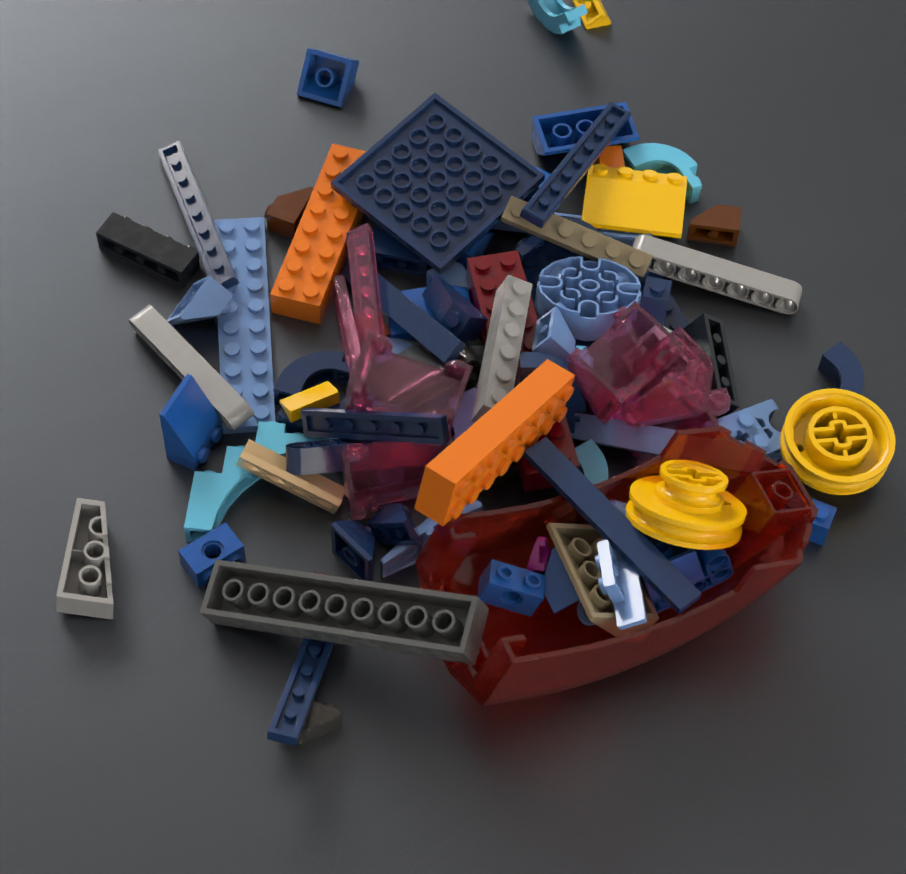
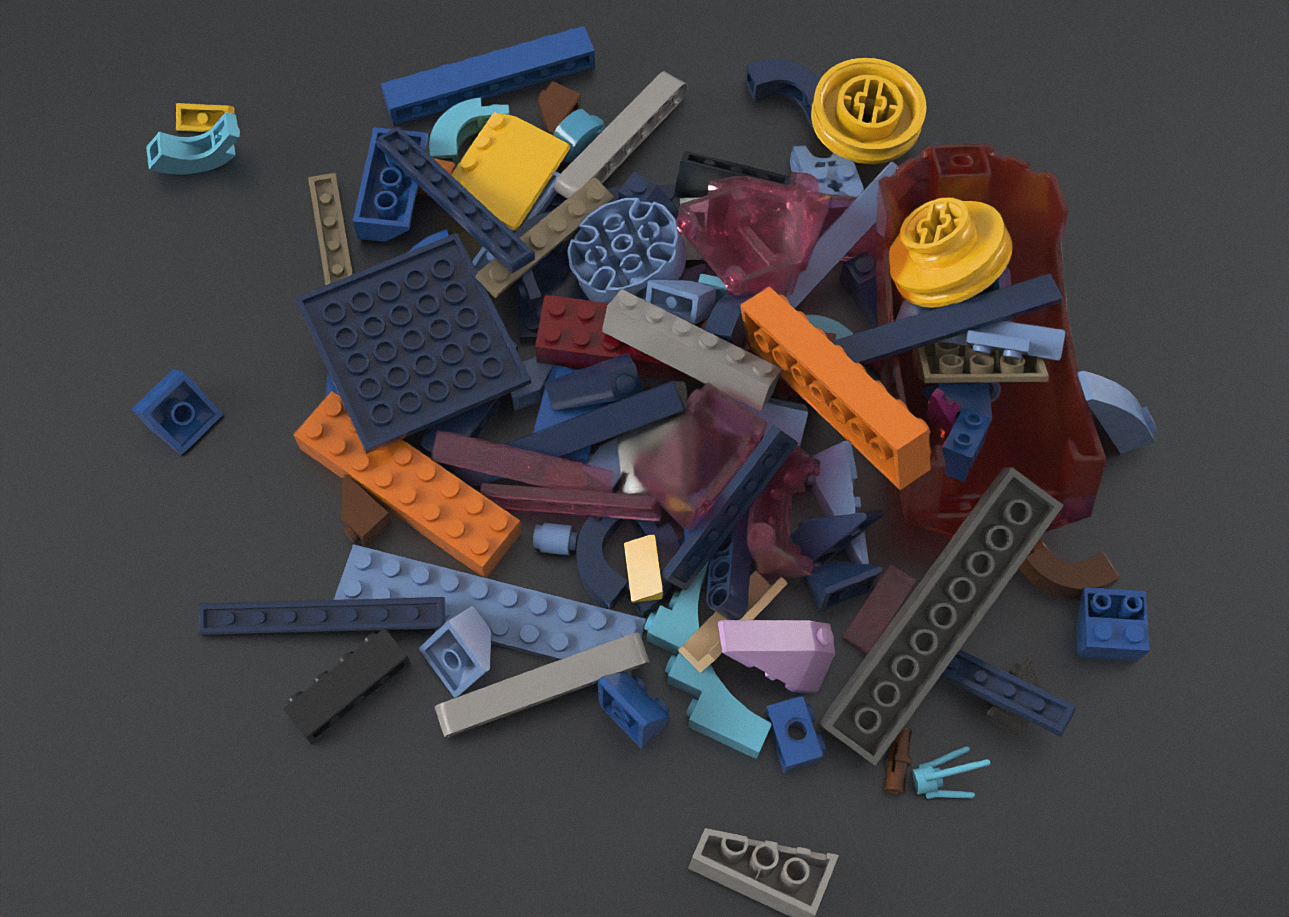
camera: 70 degrees left, 10 degrees up
(210, 668) = (929, 778): none -> medium azure plant
(217, 641) = (898, 761): none -> reddish brown pin
(274, 518) = (784, 649): none -> lavender wedge
(319, 338) = (555, 538): none -> medium blue brick
(404, 778) = (1112, 624): none -> blue slope
(441, 747) = (1065, 577): none -> reddish brown arch
(520, 118) = (330, 227): none -> dark tan plate
(603, 699) = (1118, 412): none -> medium blue wedge
(703, 238) = (578, 131): none -> dark azure brick
(731, 169) = (488, 74): none -> blue brick

